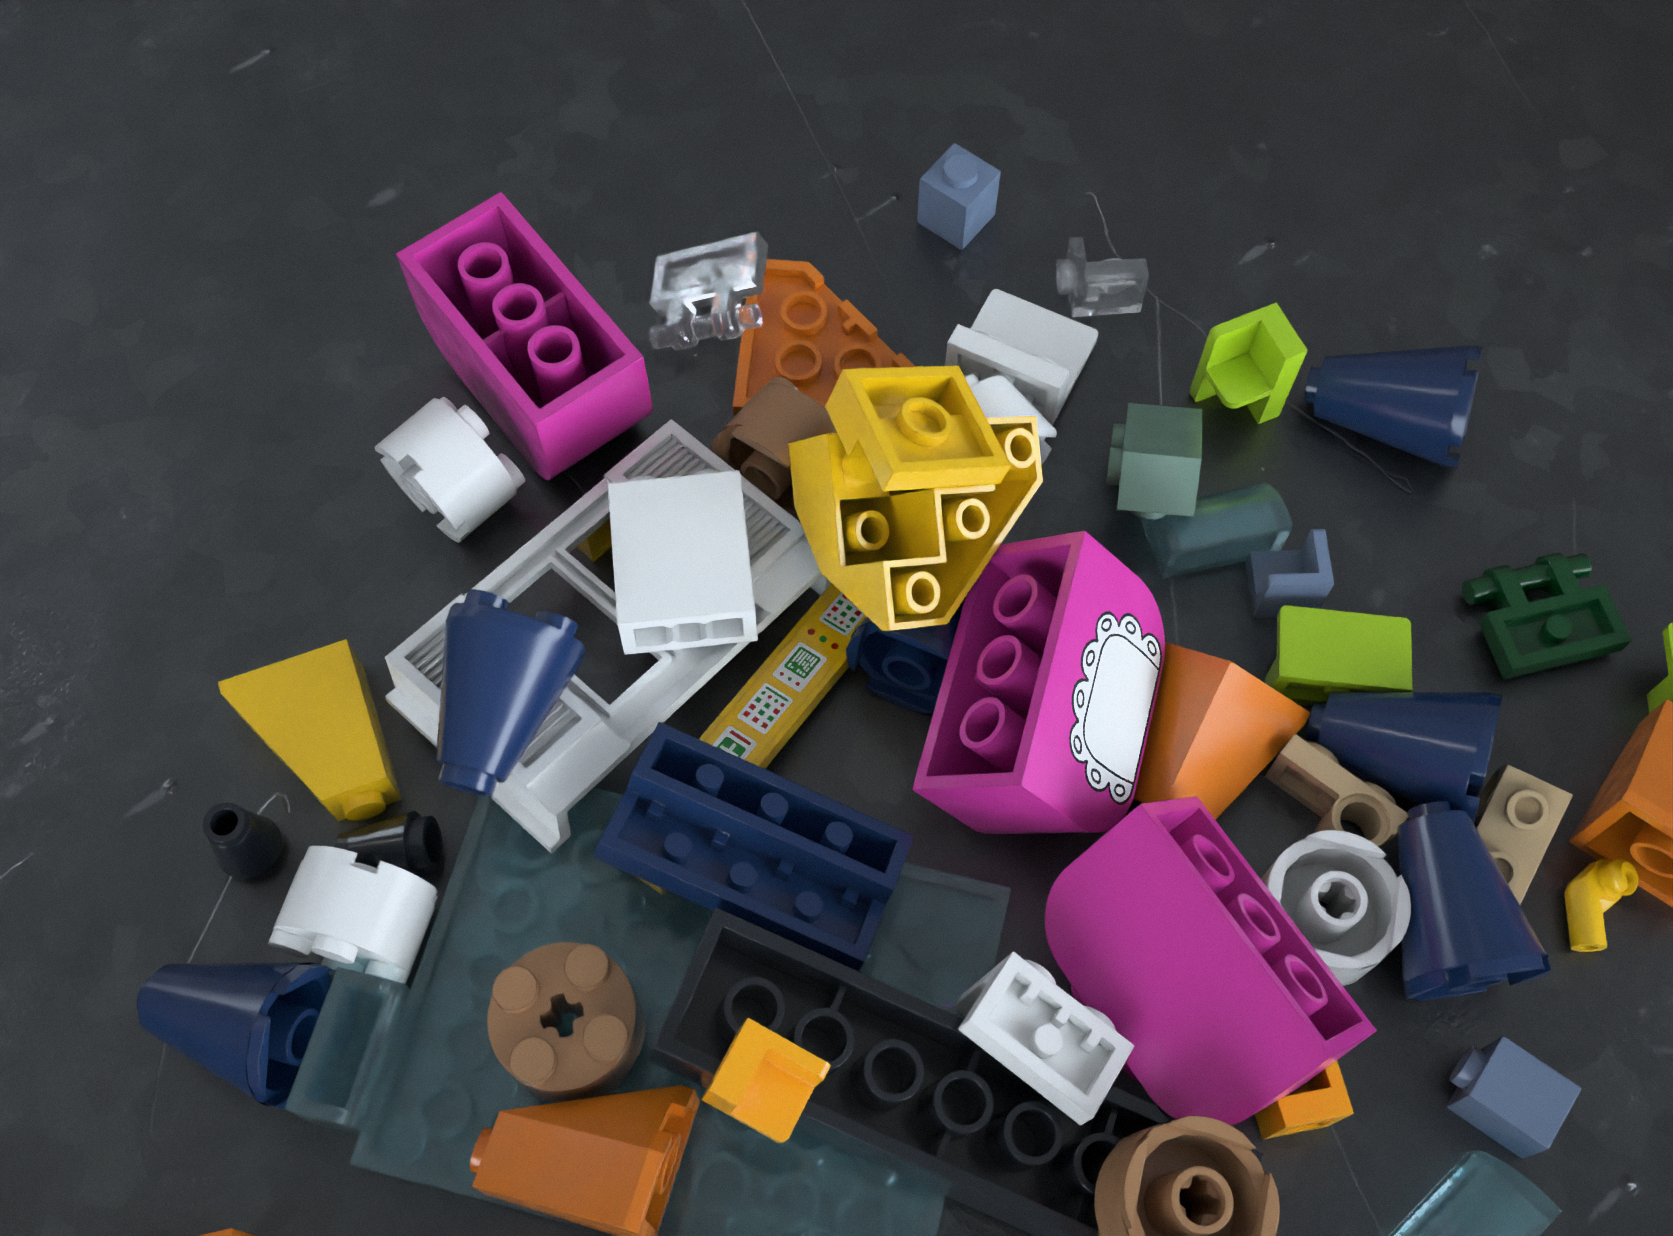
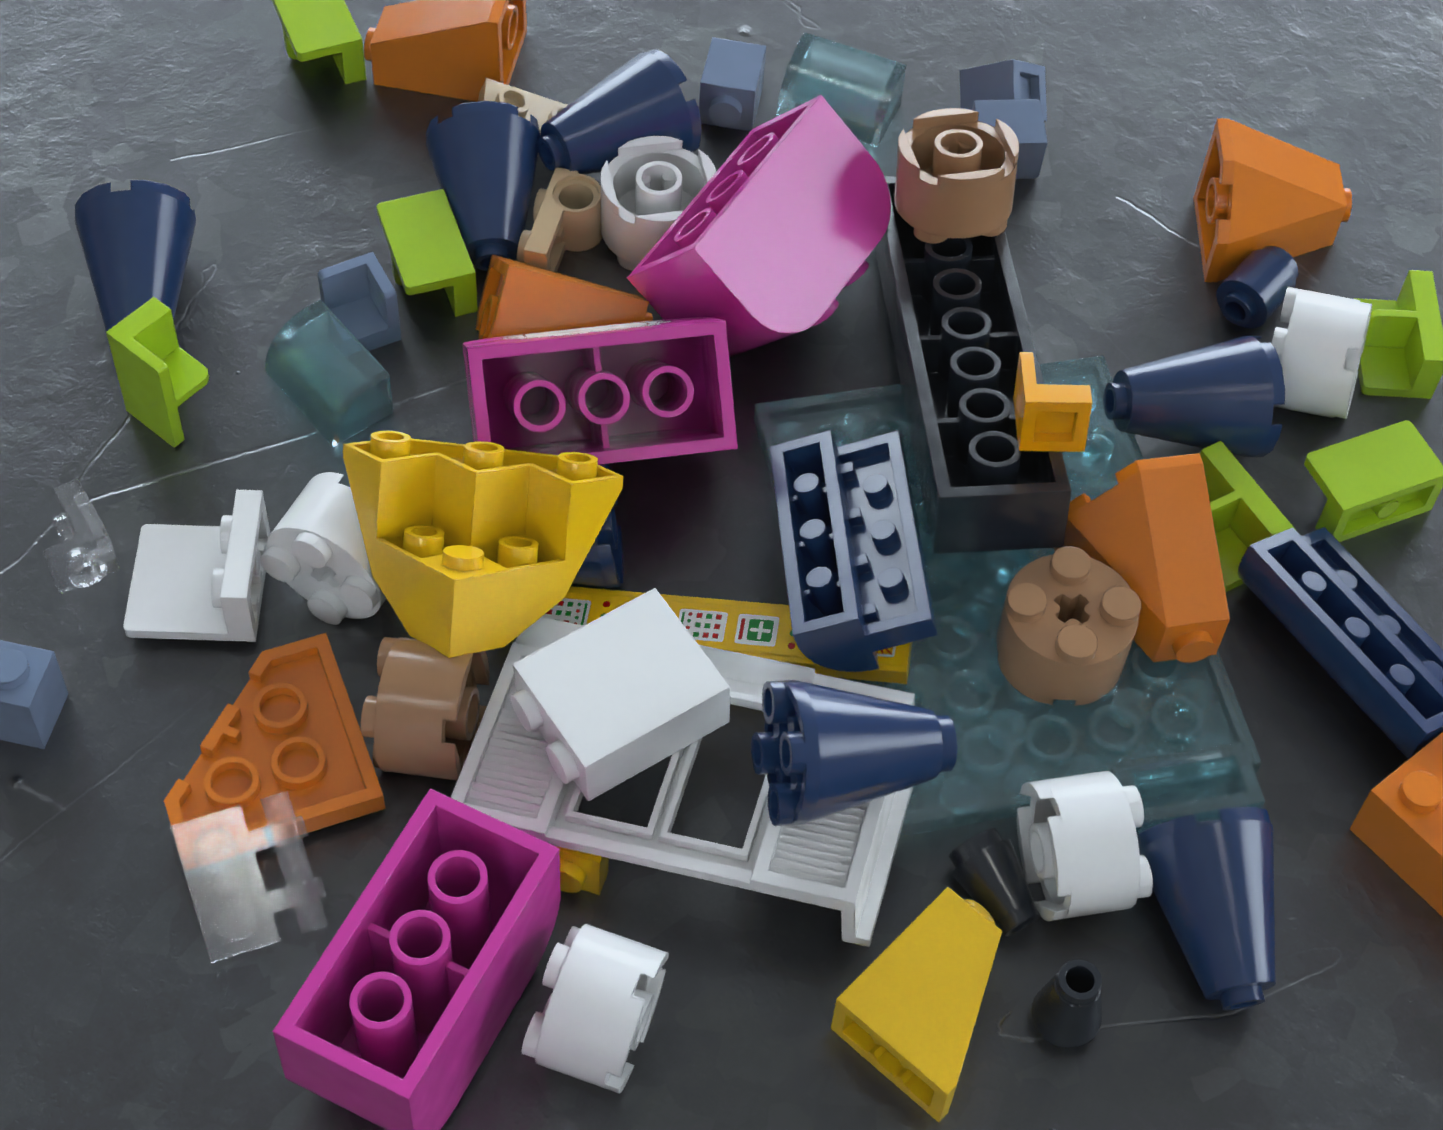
camera: 120 degrees left, 10 degrees down
(916, 427) = (422, 498): yellow plate -> none
(1044, 1035) = (888, 290): white bracket -> none
(1157, 460) = (294, 408): sand green brick -> none
(1551, 630) = (322, 134): dark green plate -> none
(1591, 895) = (547, 80): yellow arm -> none

